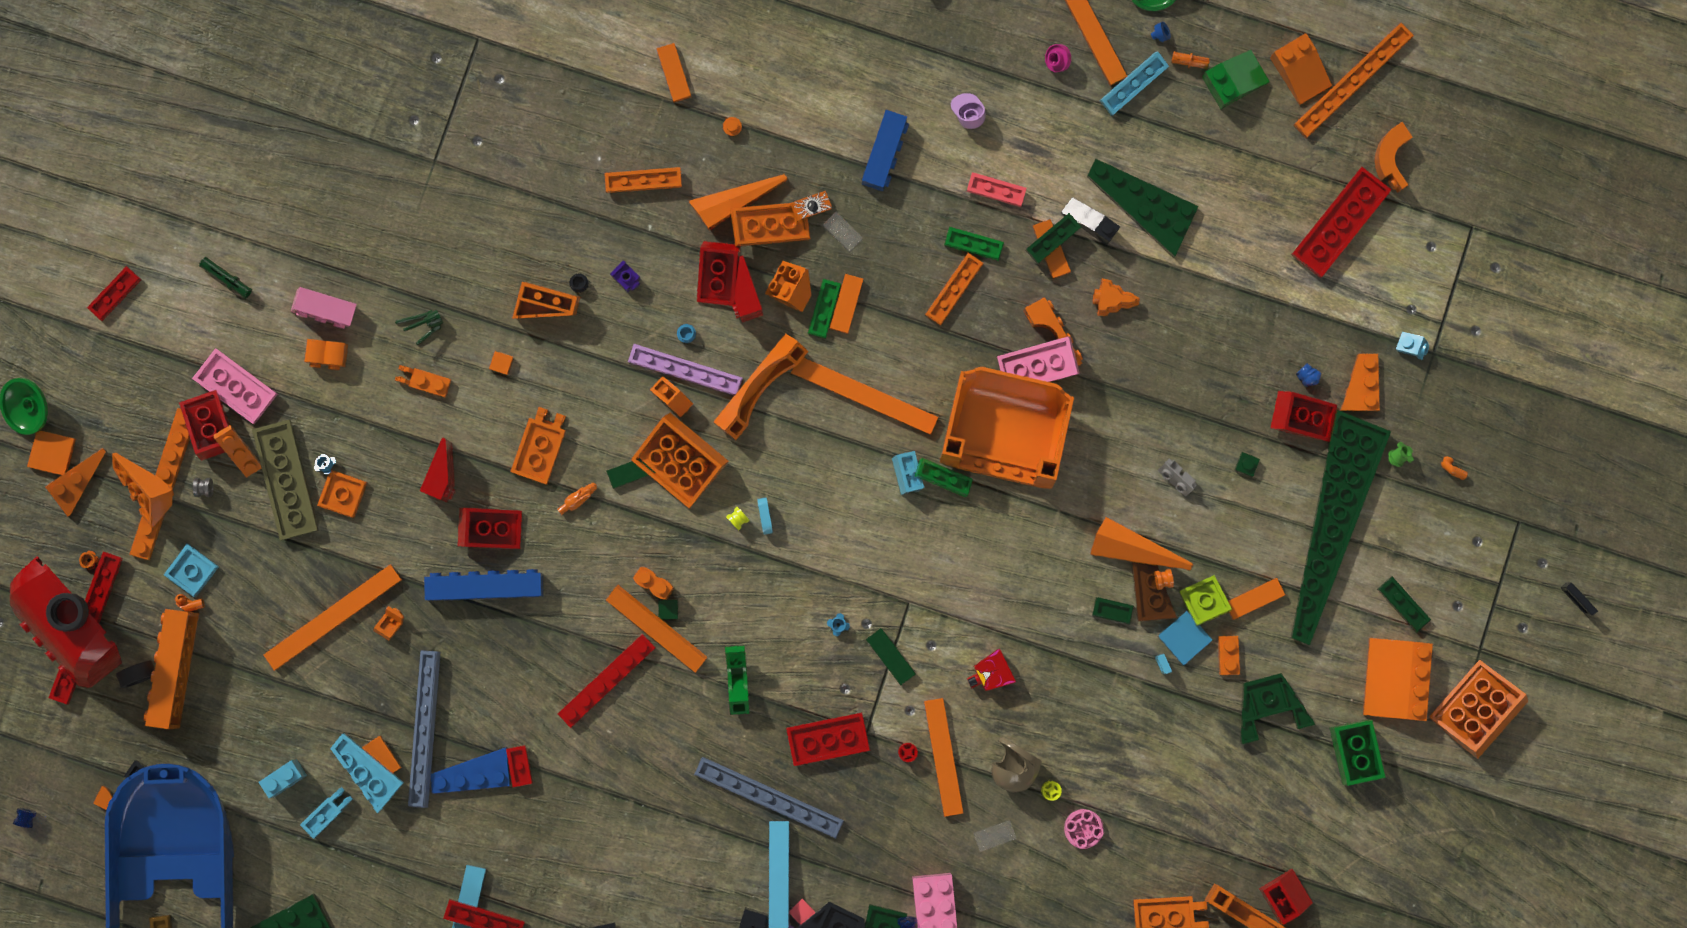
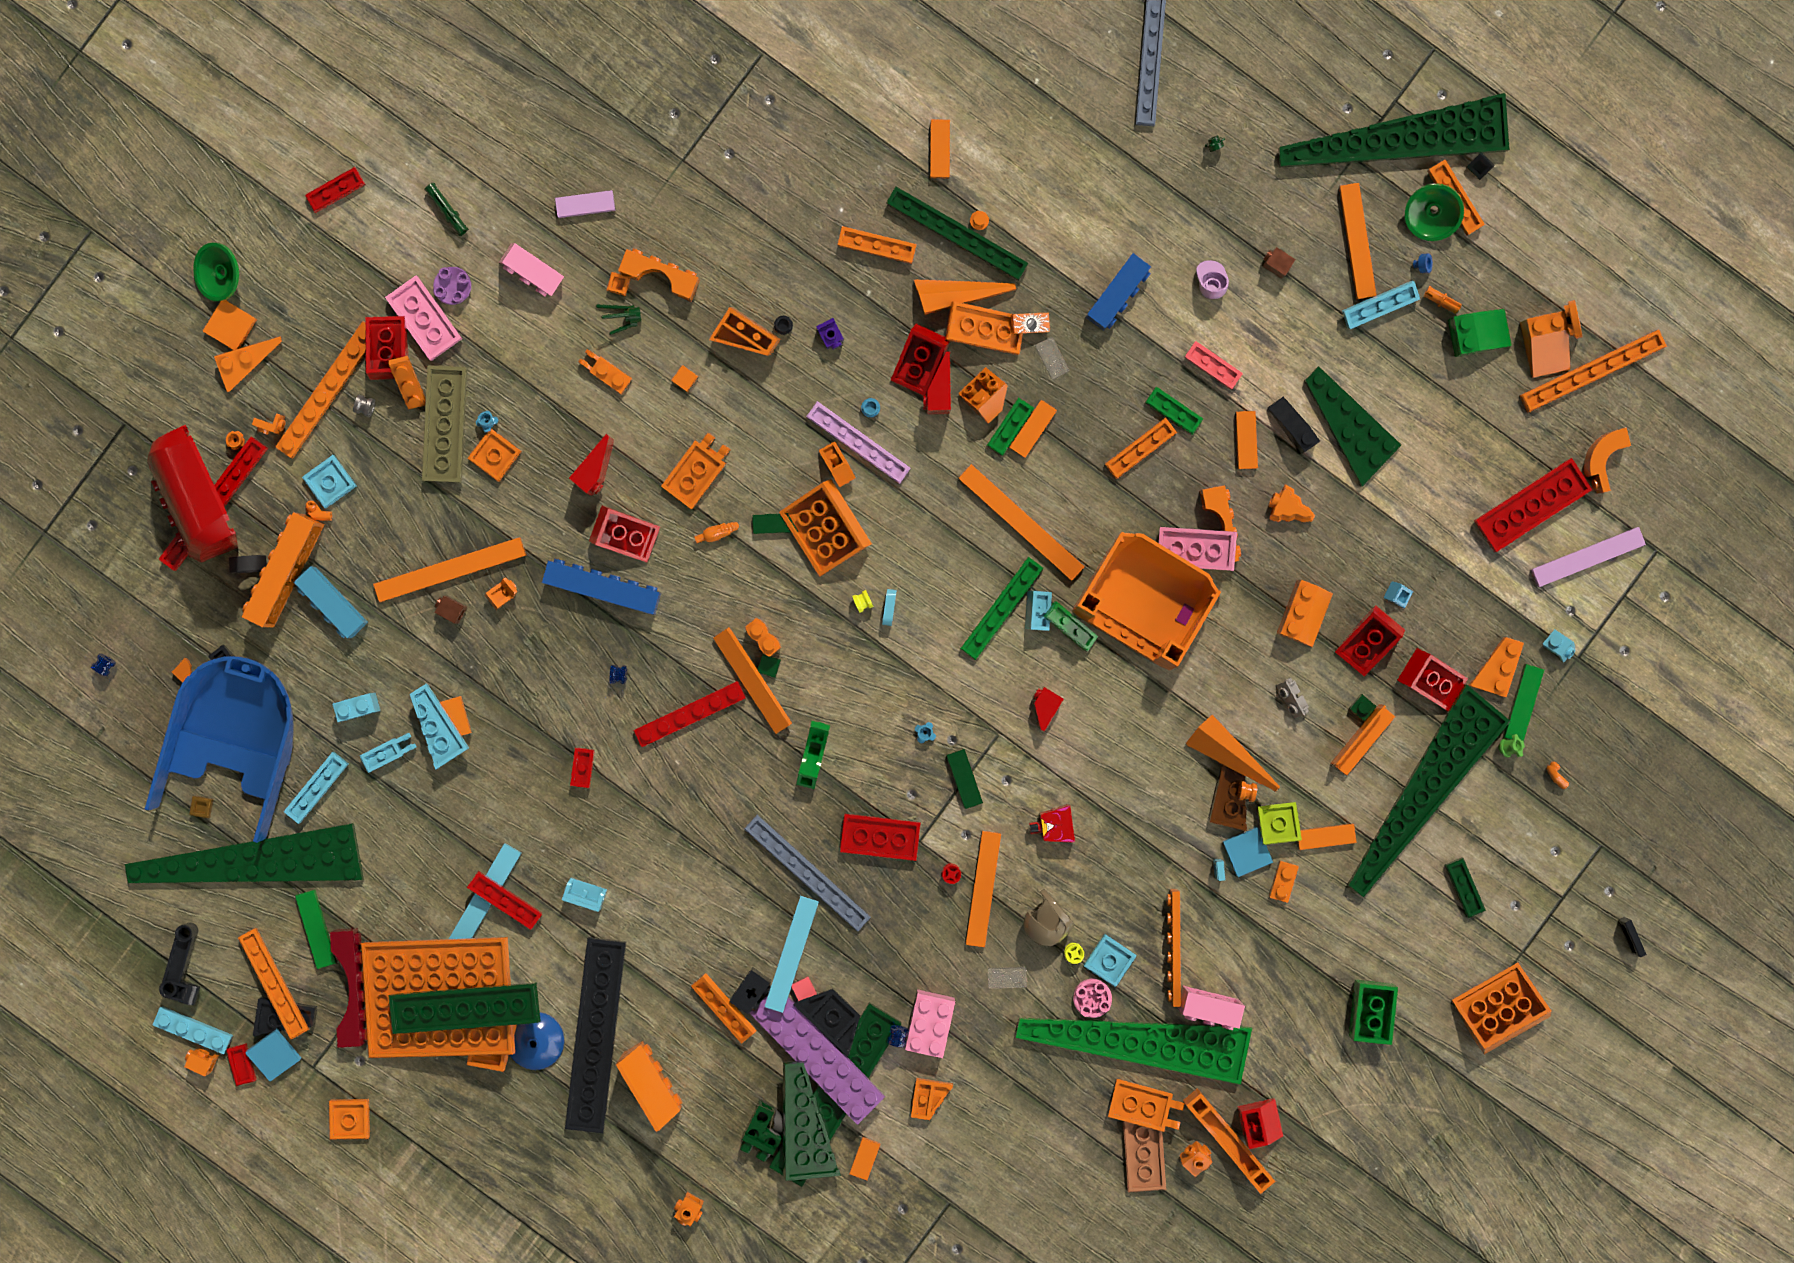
camera: 20 degrees right, 5 degrees up
(51, 612) = (182, 488): black tyre -> none
(113, 538) = (264, 427): none -> orange bracket
(148, 489) = (310, 390): orange wedge -> none
(227, 685) = (330, 602): none -> dark azure brick
(252, 347) = (452, 285): none -> medium lavender dish
(267, 870) = (316, 787): none -> medium azure plate
(326, 353) = (520, 314): orange brick -> none
(344, 654) = (450, 609): none -> copper brick
(355, 230) = (585, 204): none -> lavender tile
(410, 294) = (618, 284): none -> orange tile
(422, 271) = (636, 266): none -> orange arch
(424, 729) = (504, 703): sand blue tile -> none
(479, 773) = (544, 761): blue wing -> none
(525, 664) = (618, 674): none -> clear blue wheel
(559, 889) = (584, 894): none -> medium azure hinge
(715, 145) = (957, 233): none -> dark green plate
(783, 357) = (955, 461): orange arch -> none
(872, 482) = (1001, 608): none -> green tile
(945, 561) = (1045, 705): none -> red slope
(1025, 75) = (1278, 262): none -> copper brick
(1048, 431) = (1184, 614): none -> magenta tile
(1053, 238) = (1252, 431): dark green plate -> none
(1058, 58) = (1315, 256): dark pink plate -> none
(1088, 786) = (1110, 960): none -> medium azure tile
(1112, 610) = (1188, 803): dark green tile -> none
(1148, 763) = (1174, 955): none -> orange plate
(1161, 392) = (1304, 613): none -> orange slope
(1193, 847) = (1183, 1048): none -> green wing
(1200, 799) = (1211, 1008): none -> bright pink brick
(1232, 399) = (1370, 640): none -> red slope
(1244, 347) = (1398, 594): none -> dark azure slope
(1257, 494) = (1363, 739): none -> orange panel
(1269, 697) = (1305, 933): dark green wing -> none
(1309, 375) = (1450, 642): blue arm -> none
(1314, 33) = (1575, 327): none -> orange tile
(1397, 409) = (1524, 701): none -> green tile
(1397, 679) = (1435, 956): orange slope -> none
(1410, 254) = (1588, 557): none -> lavender tile

